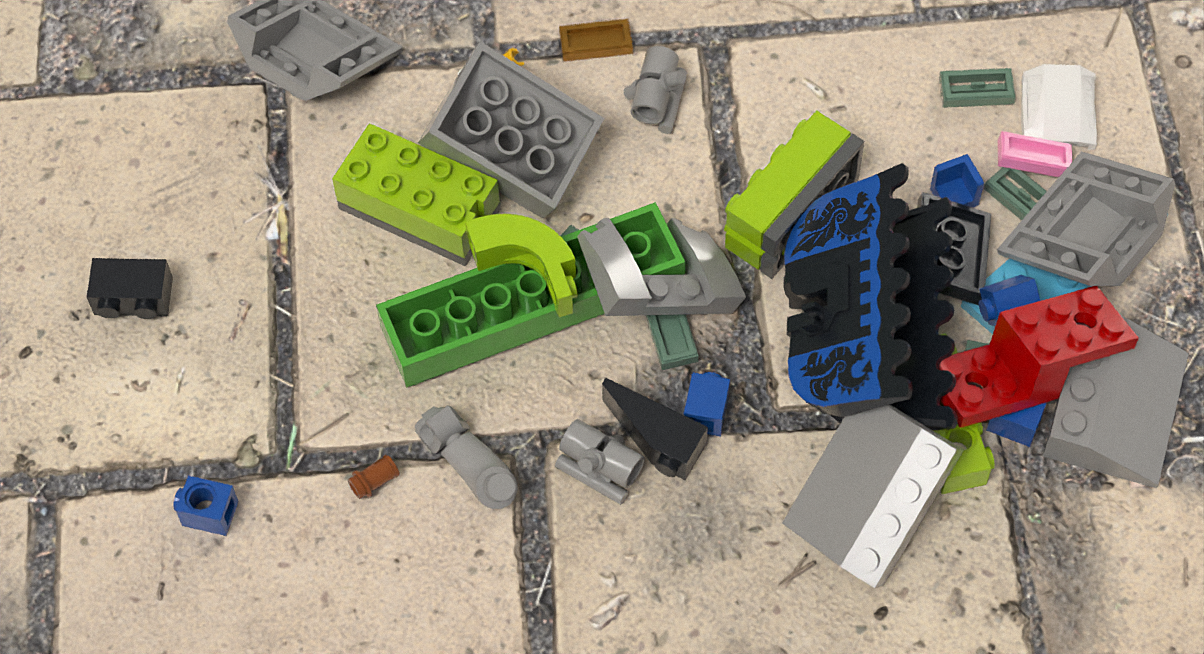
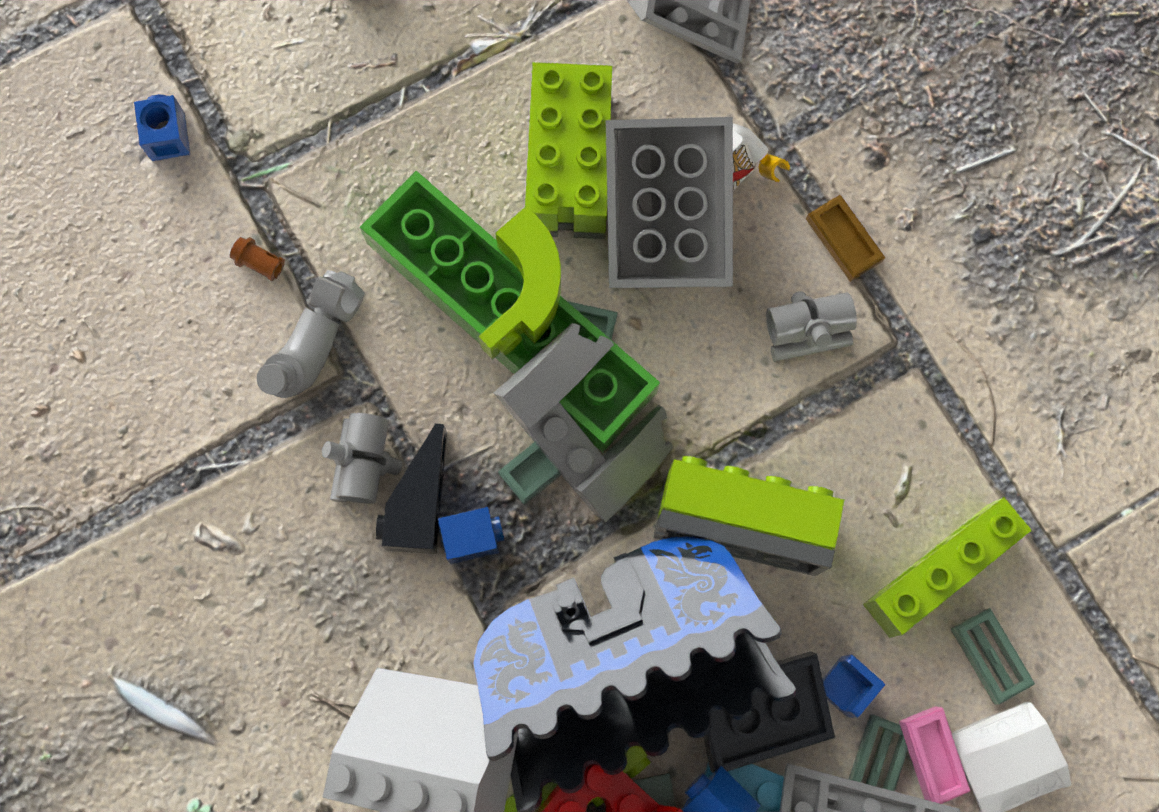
camera: 60 degrees right, 15 degrees up
(896, 84) = (947, 567): none -> lime brick

